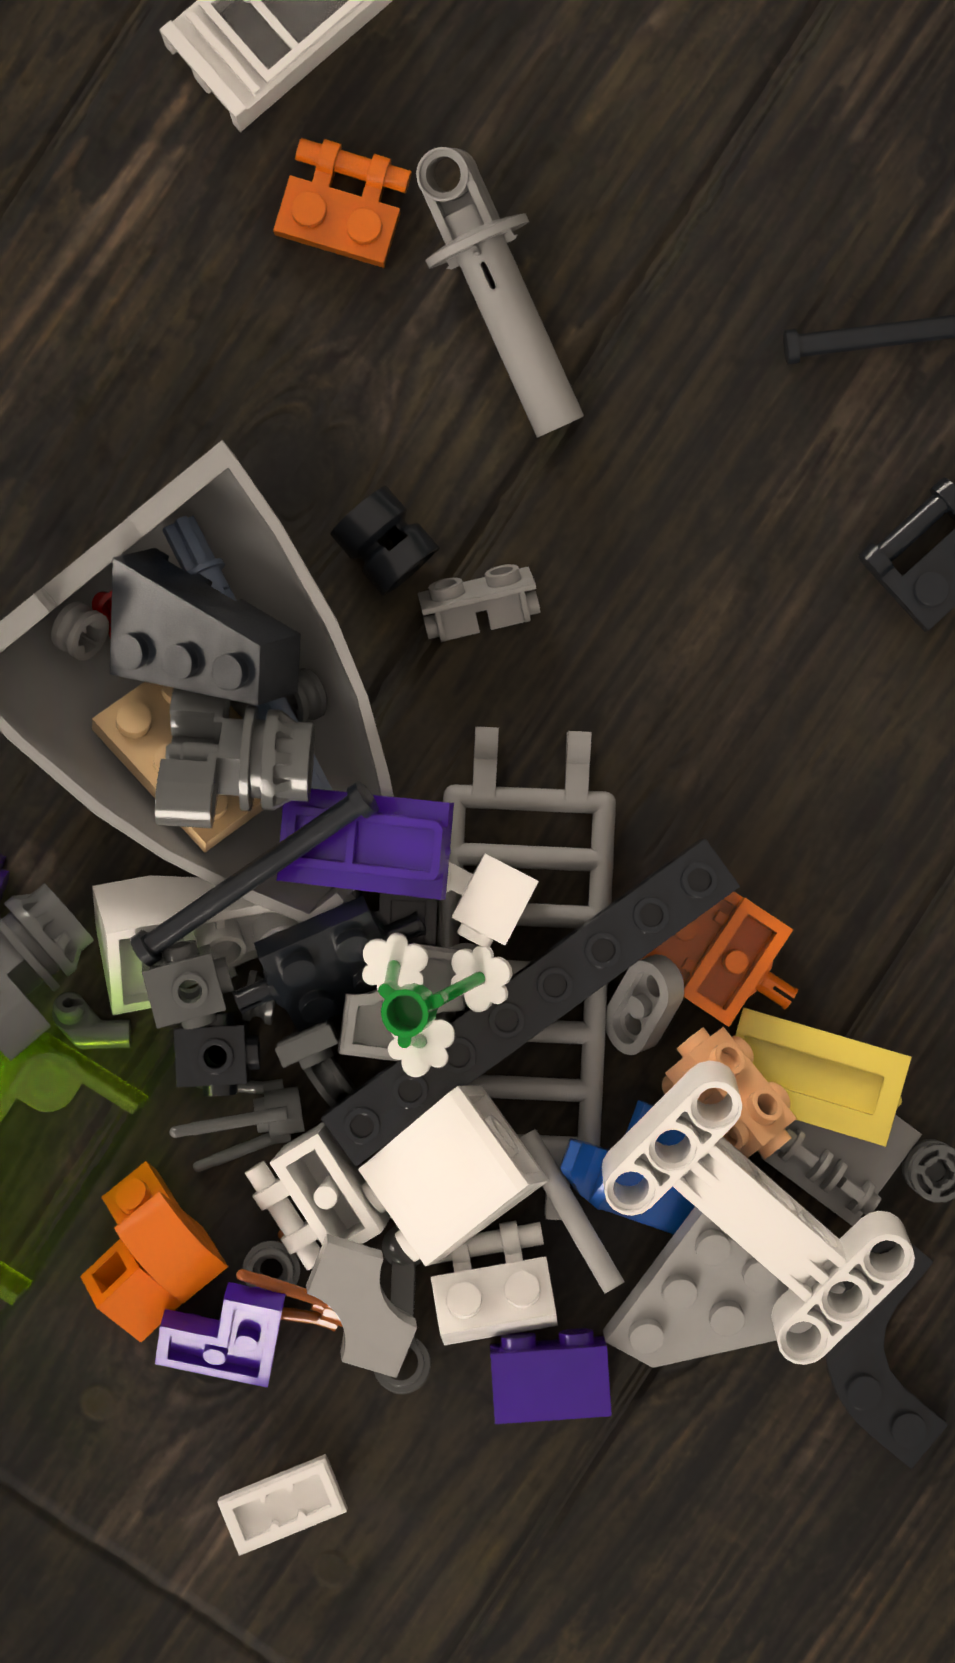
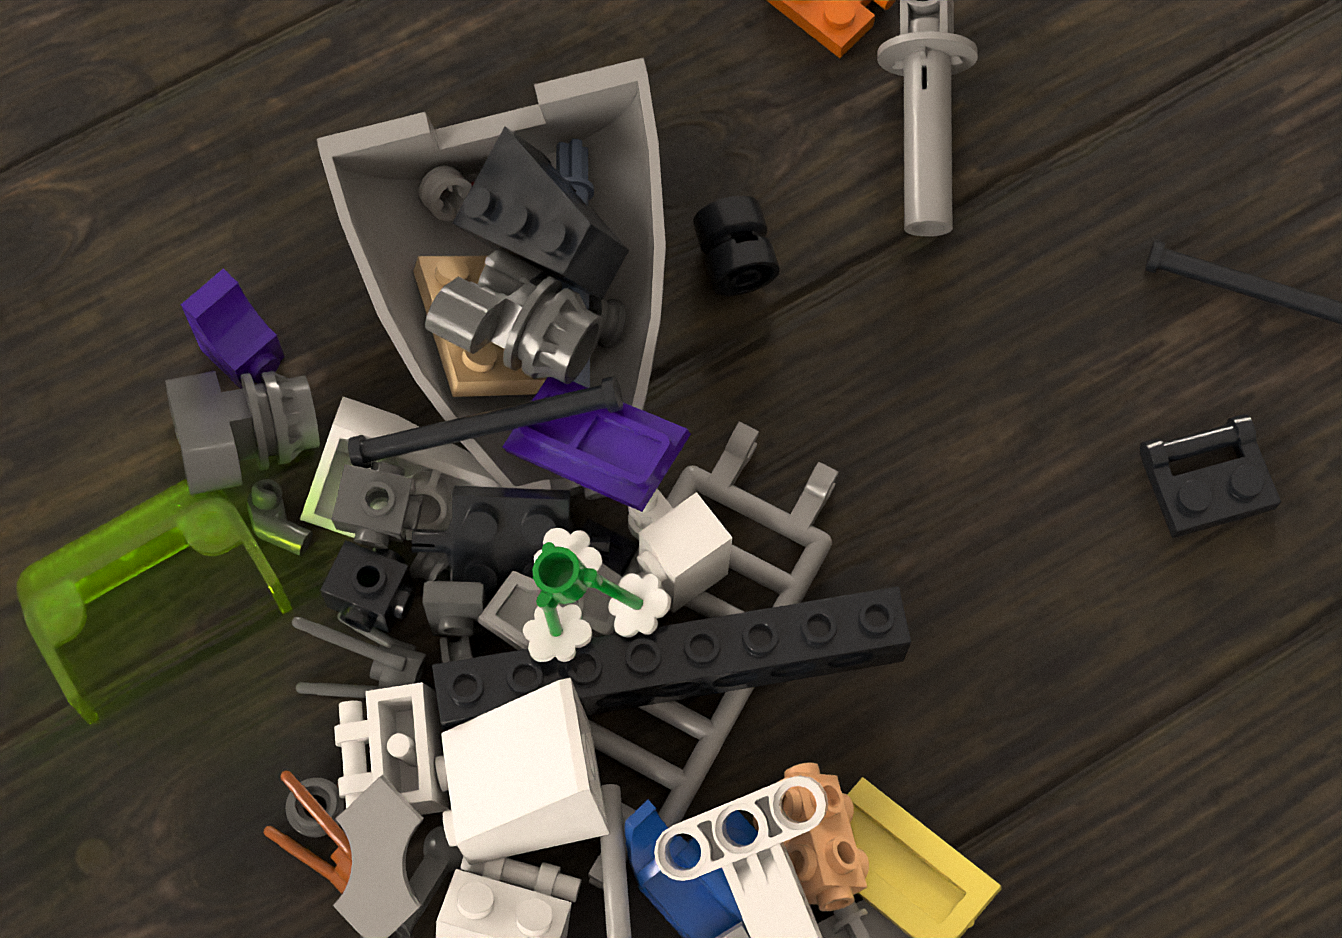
camera: 20 degrees right, 20 degrees down
(127, 1292) = (180, 762): orange brick -> none
(162, 1235) = (237, 724): orange brick -> none
(231, 1348) = (244, 853): plate -> none
(458, 601) = (770, 328): light grey hinge -> none
(644, 1004) = (773, 723): light grey plate -> none
(729, 957) = (863, 720): orange plate -> none

